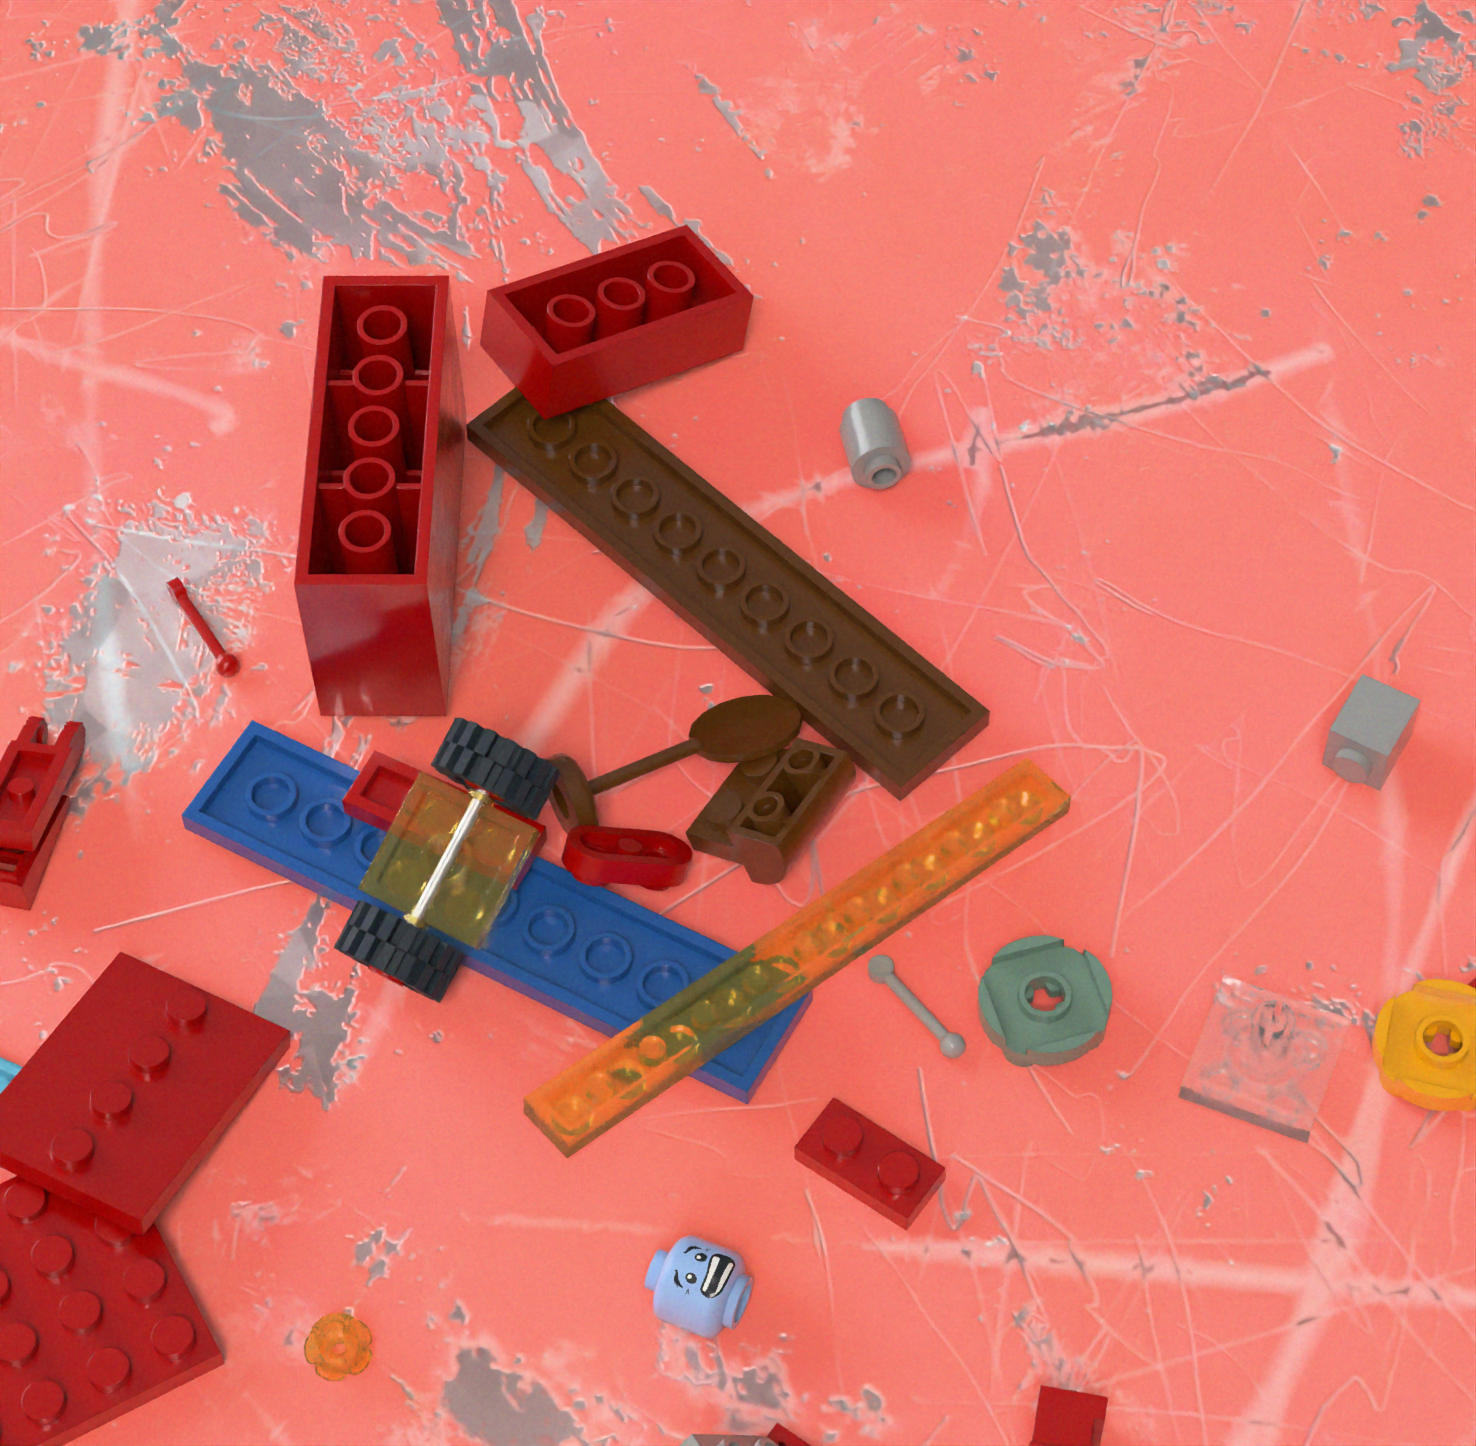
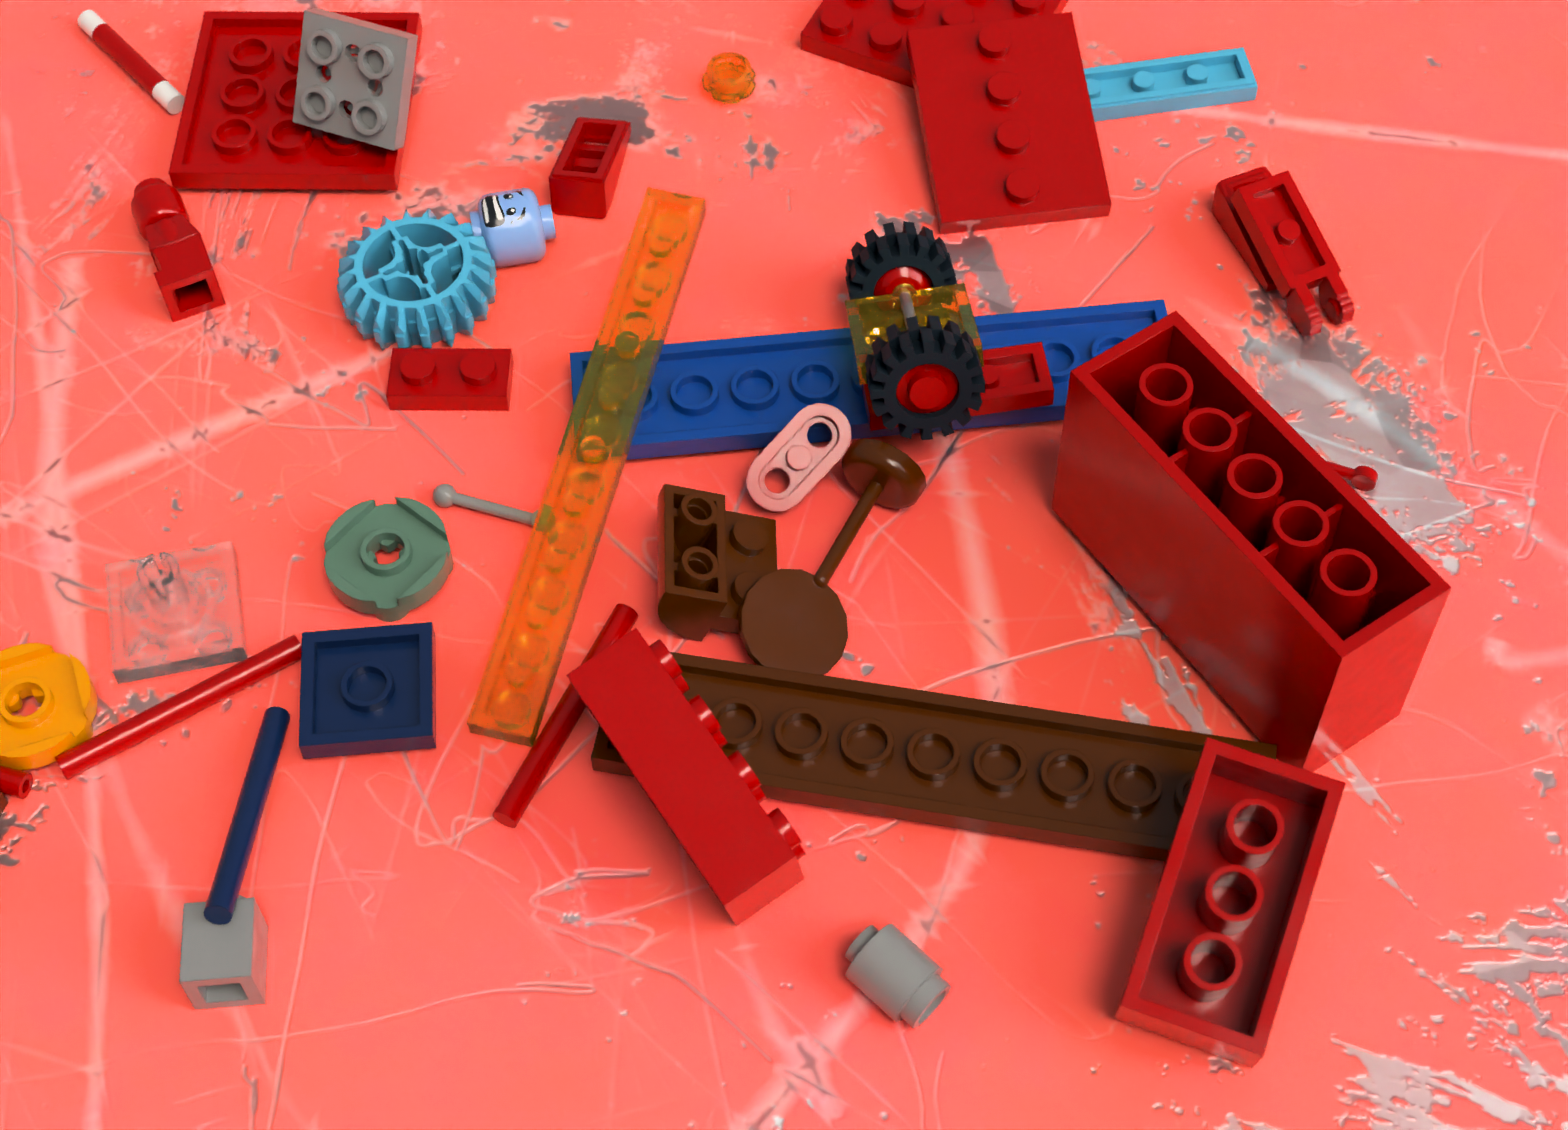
camera: 145 degrees right, 0 degrees up
(558, 1298) = (588, 173): none -> red slope
(896, 1282) = (416, 281): none -> medium azure gear
(938, 600) = (694, 786): none -> red brick
(949, 795) = (557, 728): none -> red bar
(1134, 885) = (368, 690): none -> dark blue plate
(1295, 816) = (247, 817): none -> dark blue bar
(1298, 977) = (179, 707): none -> red bar

